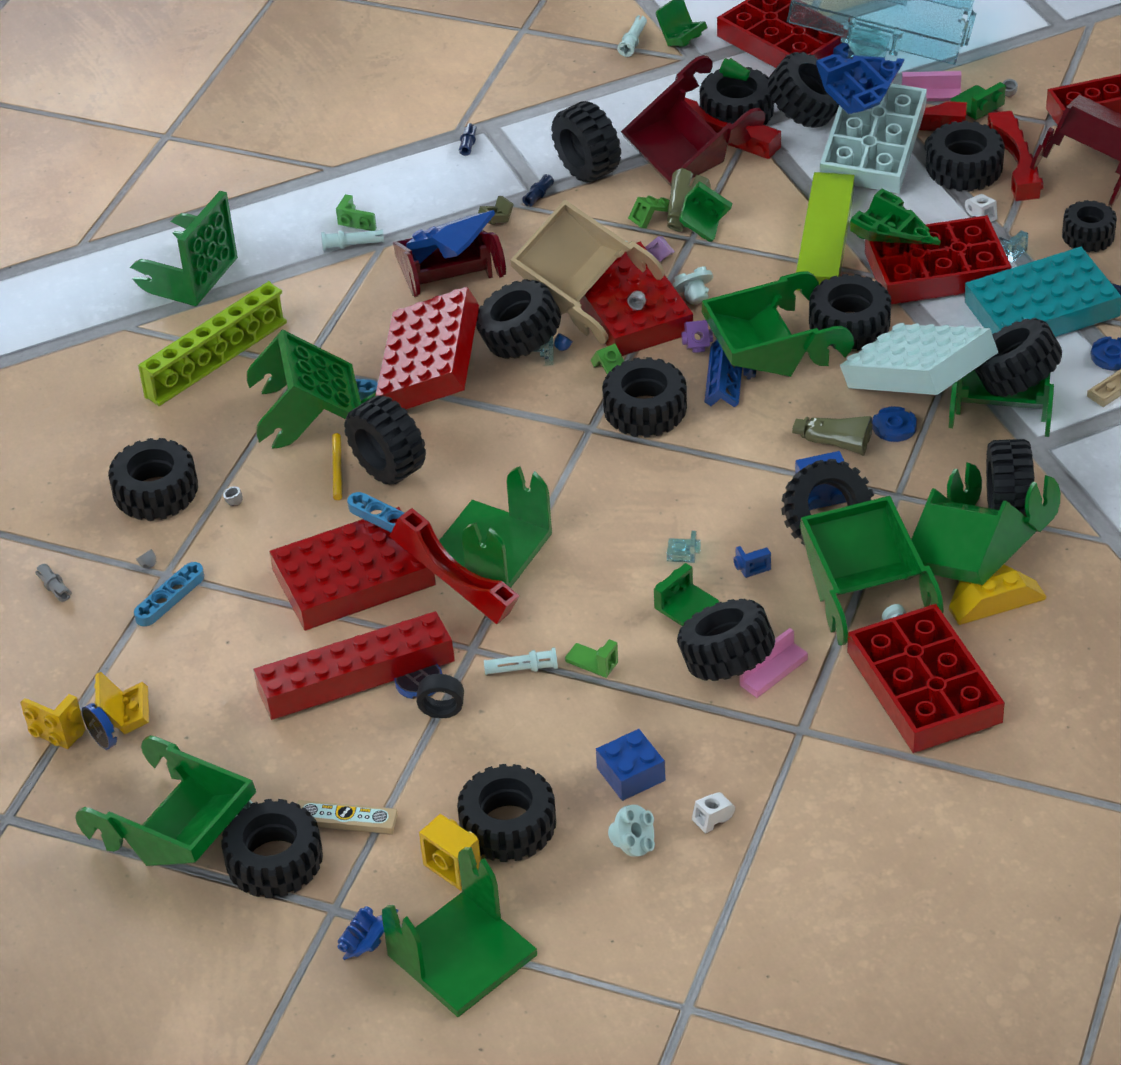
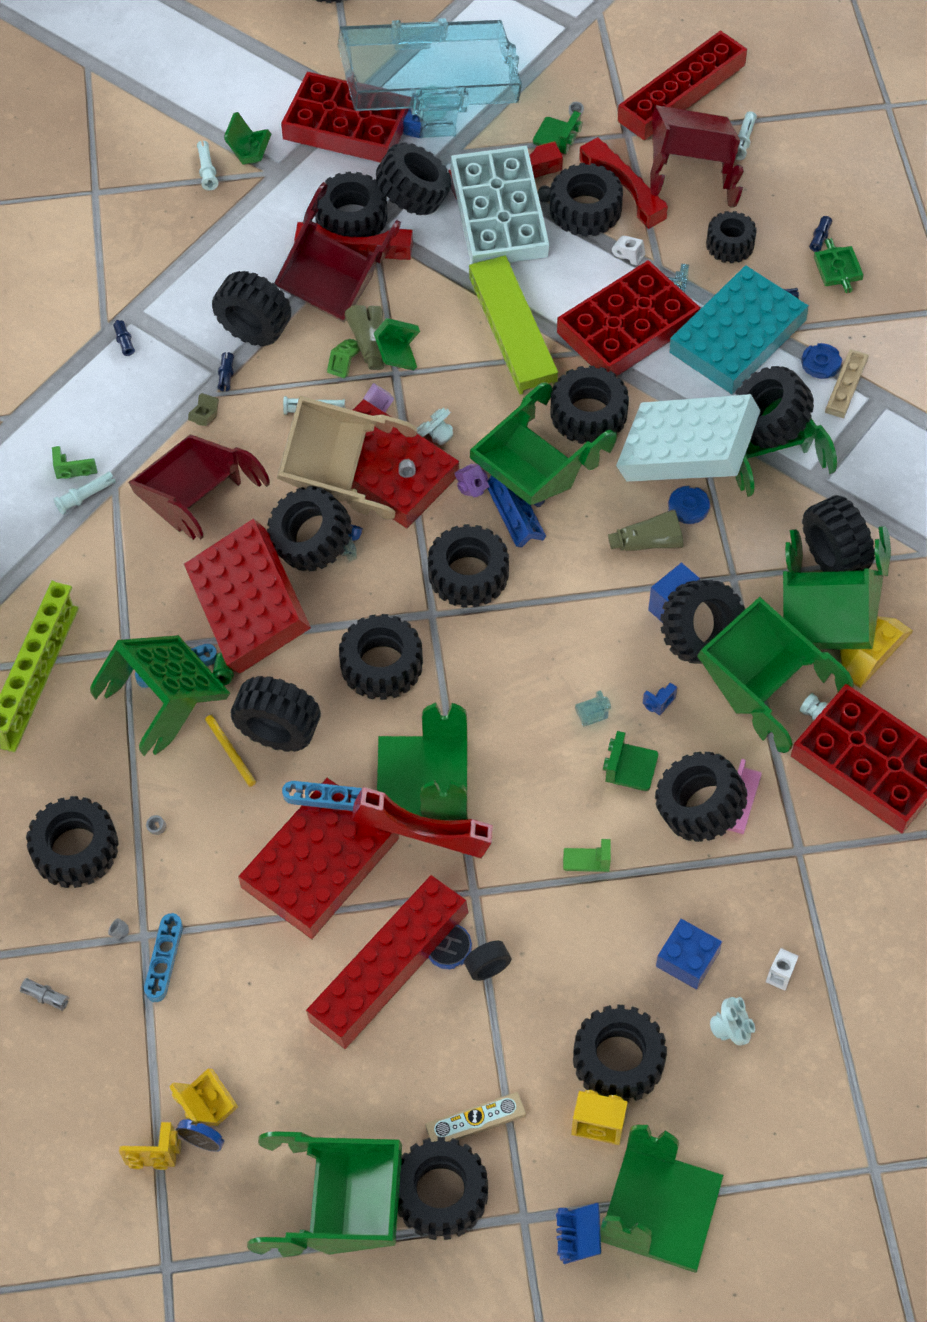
camera: 30 degrees left, 15 degrees up
(449, 237) = (193, 458): blue wedge -> none
(491, 666) = (538, 884): light aqua pin -> none
(511, 419) = (381, 632): none -> black tyre
(607, 357) = (414, 538): bright green bracket -> none
(734, 70) = (341, 181): green cone -> none
(858, 81) = (470, 161): blue wedge -> none
(890, 222) = (577, 302): green wedge -> none
(939, 84) = (508, 131): bright pink panel -> none

